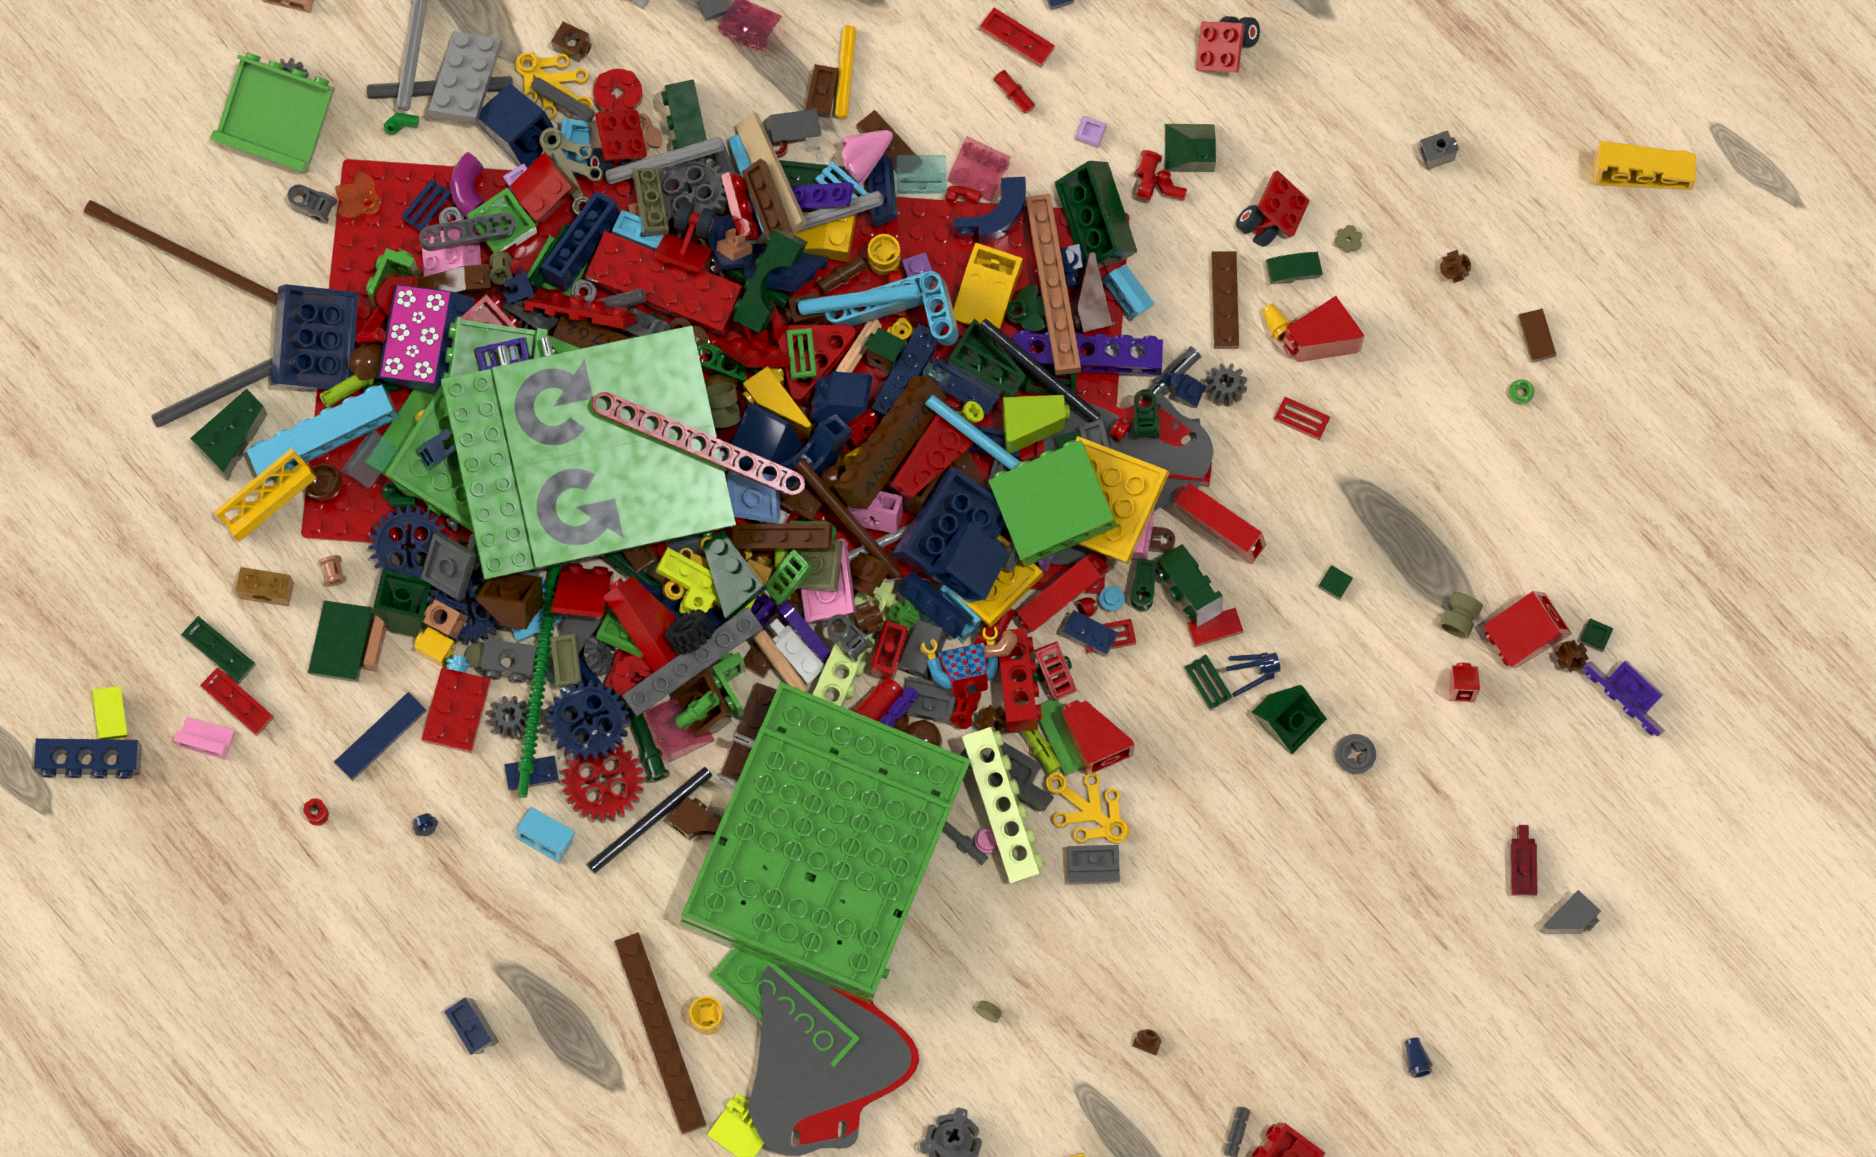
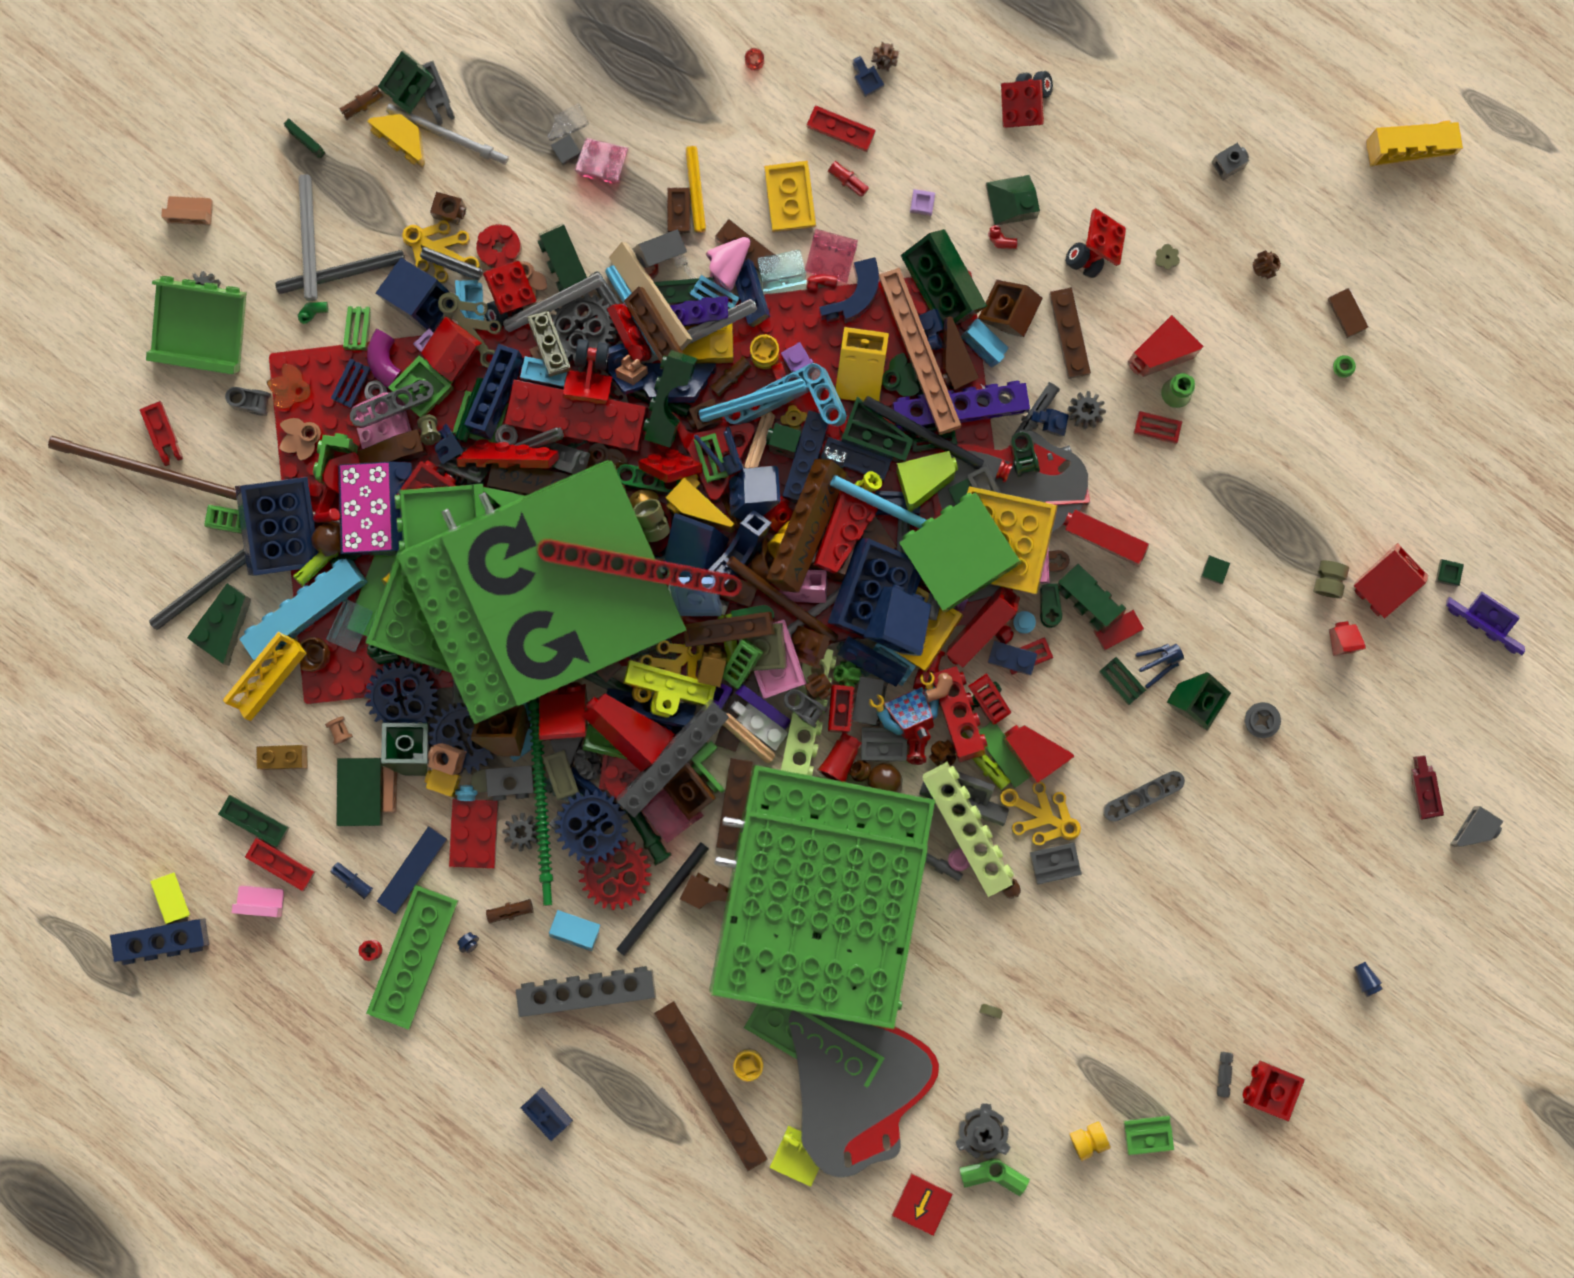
camera: 10 degrees left, 10 degrees up
(209, 217) = (161, 431): none -> red hinge
(256, 314) = (210, 517): none -> bright green slope
(311, 734) = (351, 880): none -> dark blue axle
(355, 253) = (296, 437): none -> nougat plate
(360, 829) = (412, 957): none -> bright green plate
(433, 452) = (404, 616): dark blue hinge -> none
(448, 566) = (440, 711): dark grey tile -> none
(451, 132) = (348, 328): none -> bright green tile
(465, 77) = (360, 259): light grey plate -> none
(478, 800) = (509, 911): none -> reddish brown pin
(480, 889) = (529, 1006): none -> dark grey brick
(511, 344) = (465, 504): dark purple slope -> none
(544, 773) = (562, 874): dark blue plate -> none
(690, 631) = (665, 734): black tyre -> none
(697, 710) = (686, 799): bright green pin -> none
(732, 575) = (692, 673): wing -> none
(822, 360) = (732, 461): none -> dark blue plant
(899, 707) = (860, 760): dark purple axle -> none
(946, 98) = (790, 196): none -> yellow plate
(1038, 883) = (1013, 890): none -> reddish brown hinge
(1146, 173) = (978, 229): red connector -> none
(1147, 1041) = (1132, 1009): reddish brown plate -> none
(1164, 260) = (1010, 307): none -> reddish brown slope
(1205, 807) = (1142, 793): none -> dark grey beam
(1275, 321) = (1120, 345): yellow cone -> none
(1294, 266) = (1125, 292): dark green slope -> none
(1330, 388) = (1177, 397): none -> bright green plant
(1572, 655) = (1434, 596): reddish brown gear -> none

